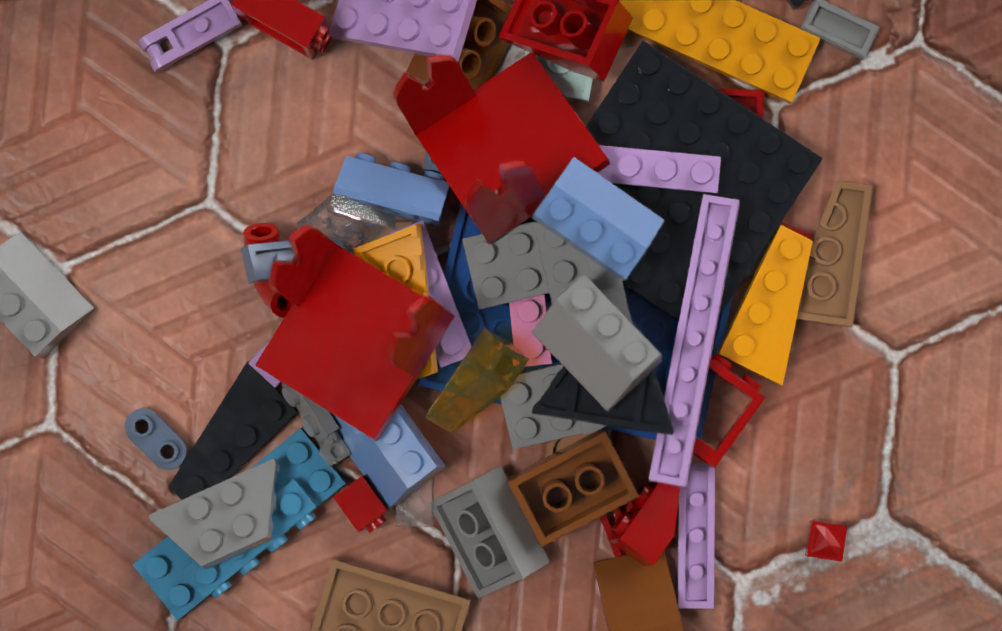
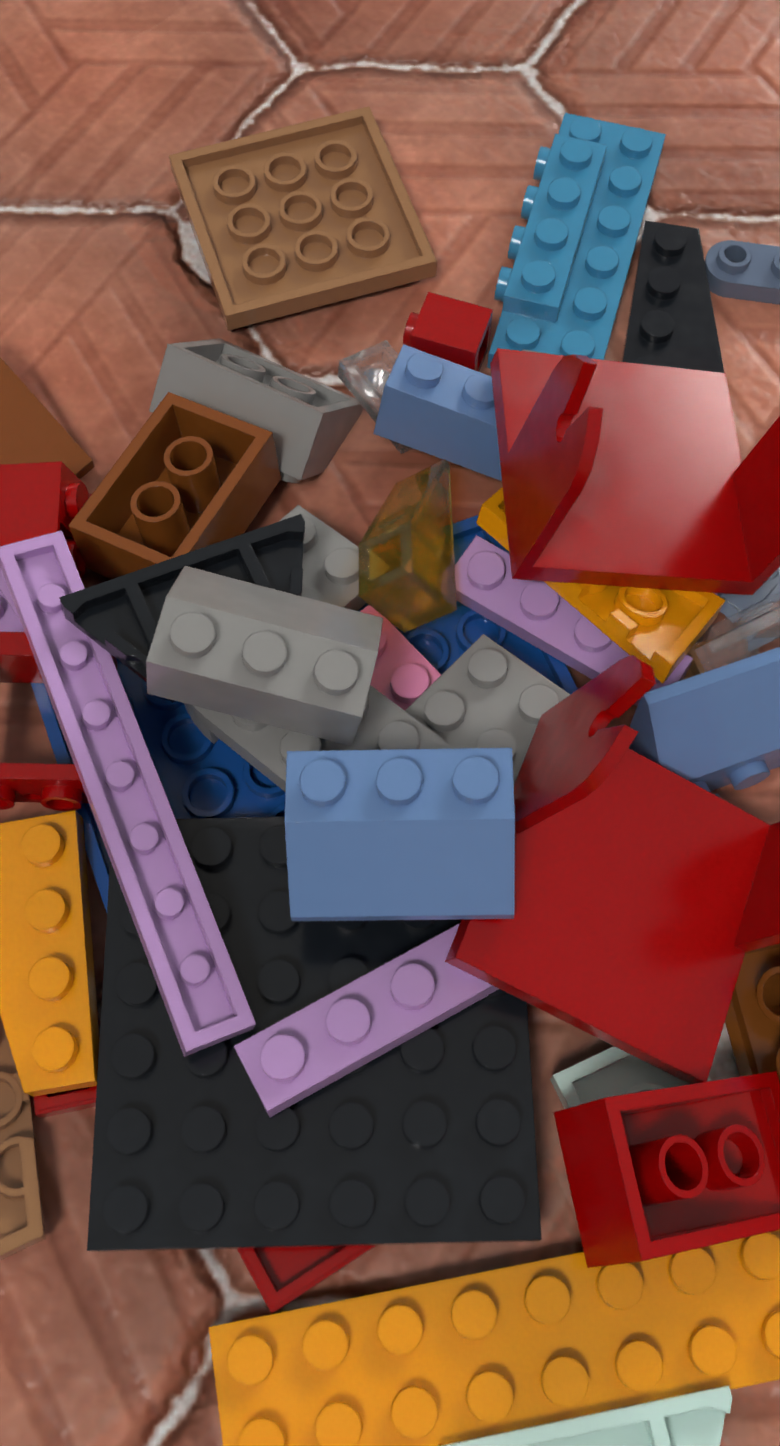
camera: 150 degrees right, 20 degrees down
(224, 516) = (606, 214): light grey wing -> none

